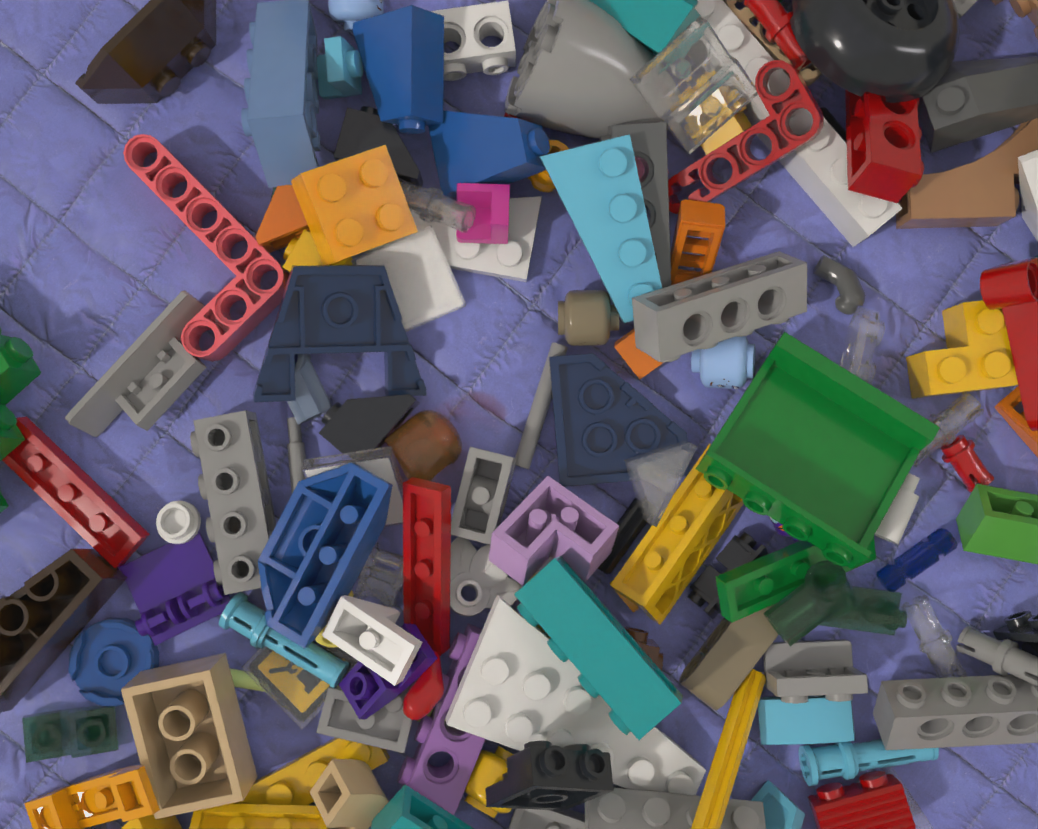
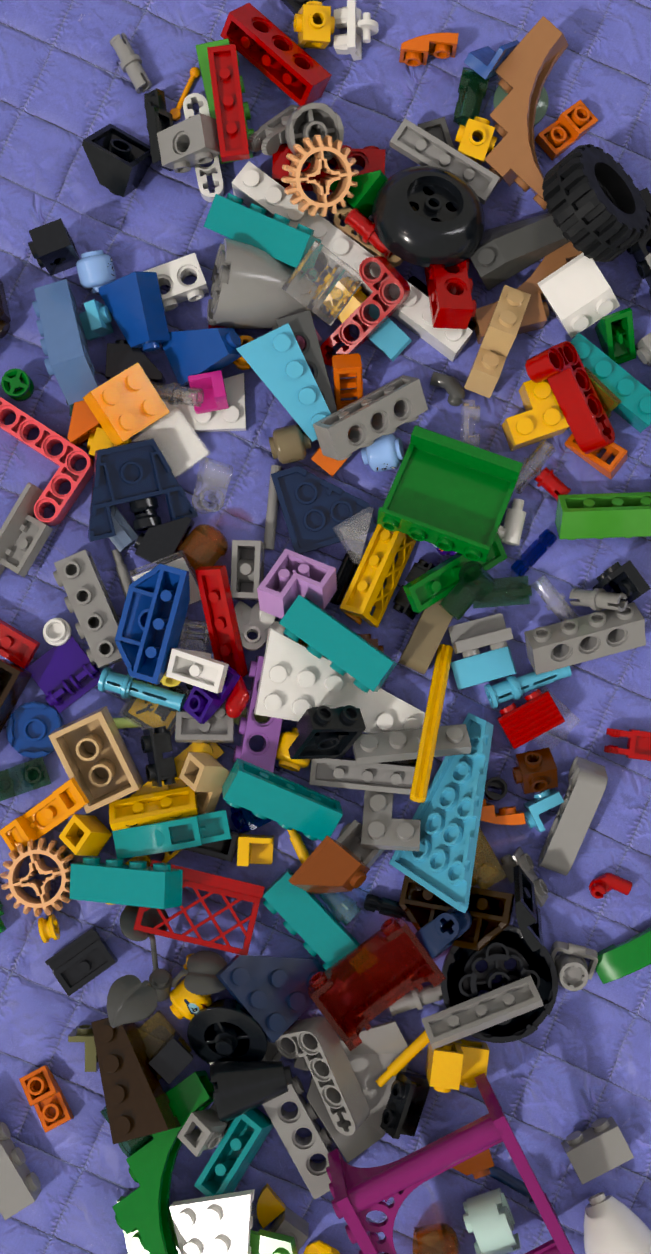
camera: 10 degrees left, 0 degrees up
(195, 133) = (12, 380): none -> green wheel
(286, 771) = (158, 767): none -> black hinge
(349, 375) = (145, 513): none -> black wheel
(459, 349) = (213, 481): none -> clear piece
(770, 190) = (388, 336): none -> medium azure slope
(938, 230) = (497, 341): none -> tan arch

